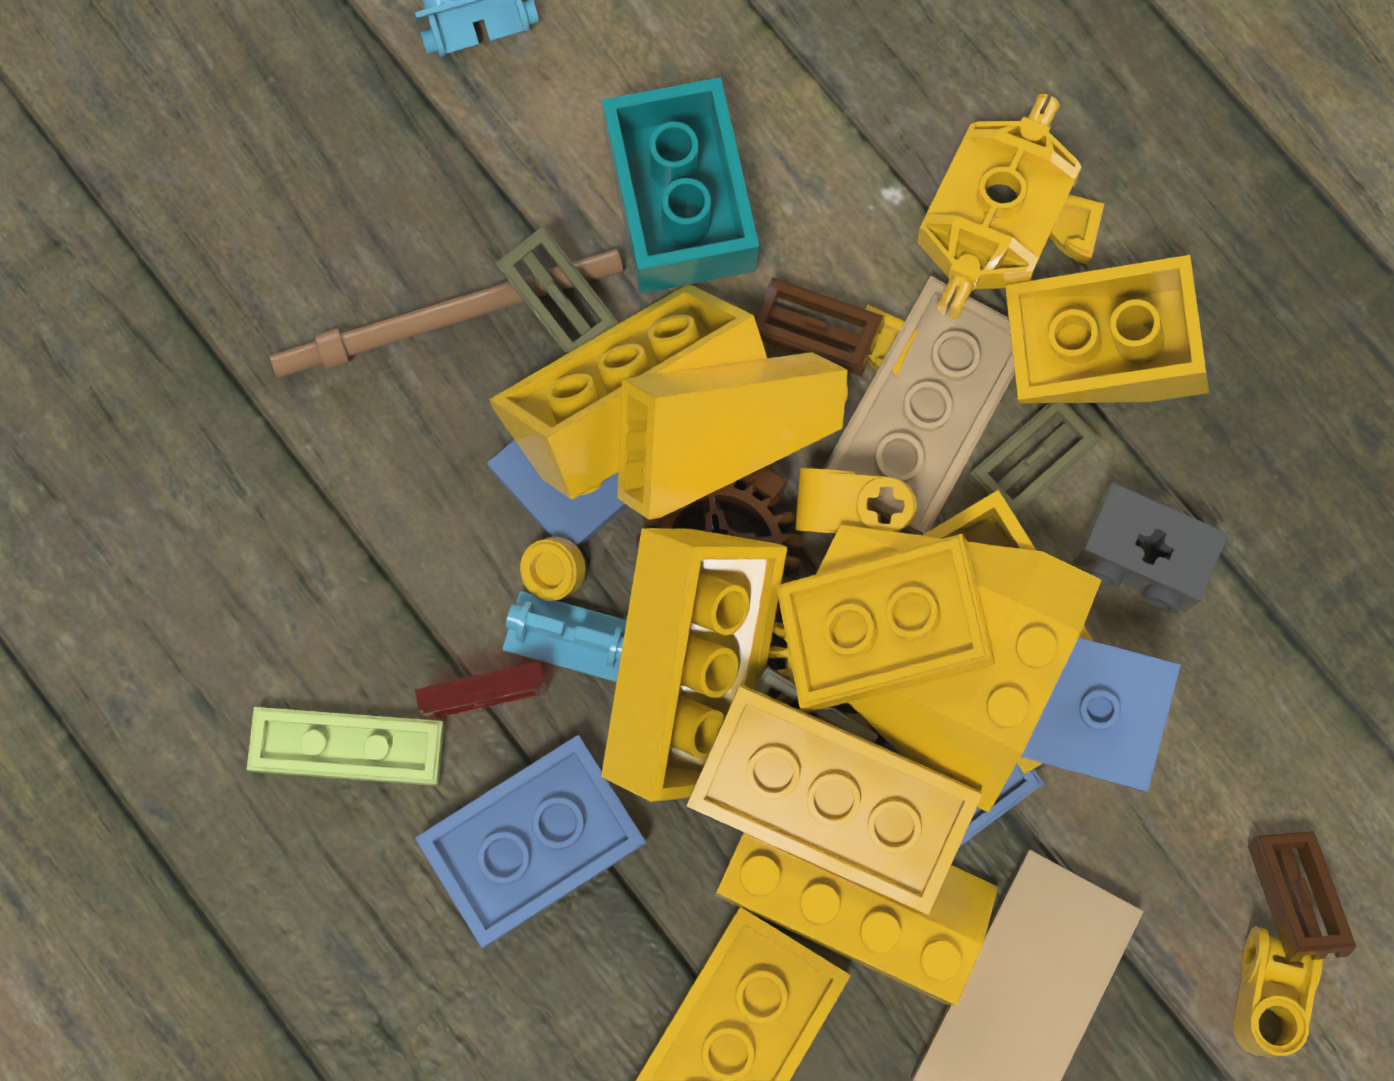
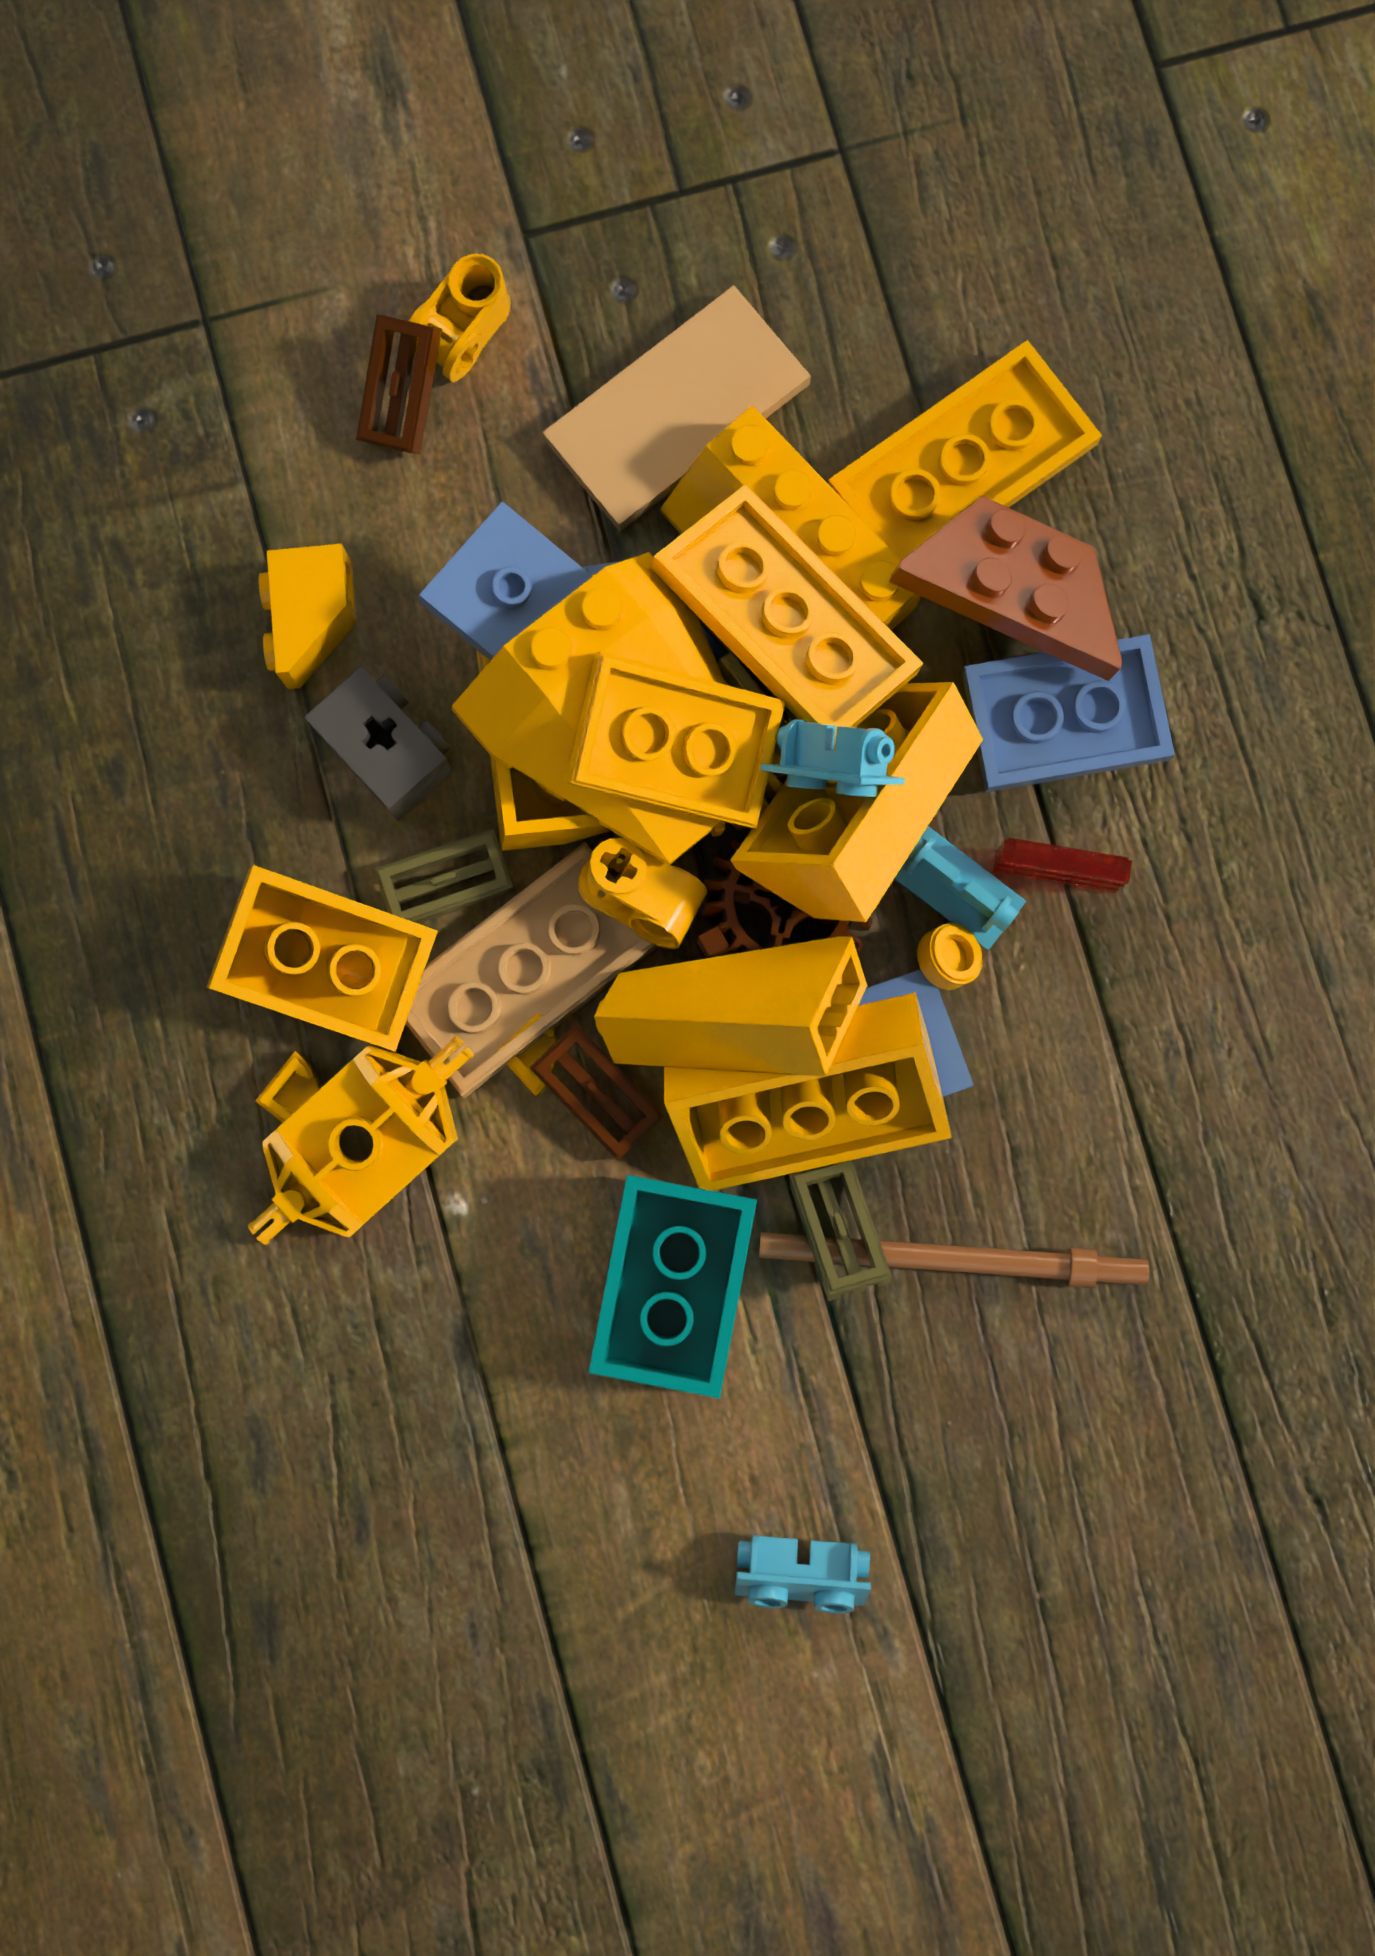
camera: 150 degrees left, 5 degrees up
(346, 746) = (1207, 873): yellowish green tile -> none
(627, 938) = (1018, 582): none -> wing
(732, 658) = (855, 764): none -> medium azure hinge
(1274, 644) = (309, 607): none -> yellow slope

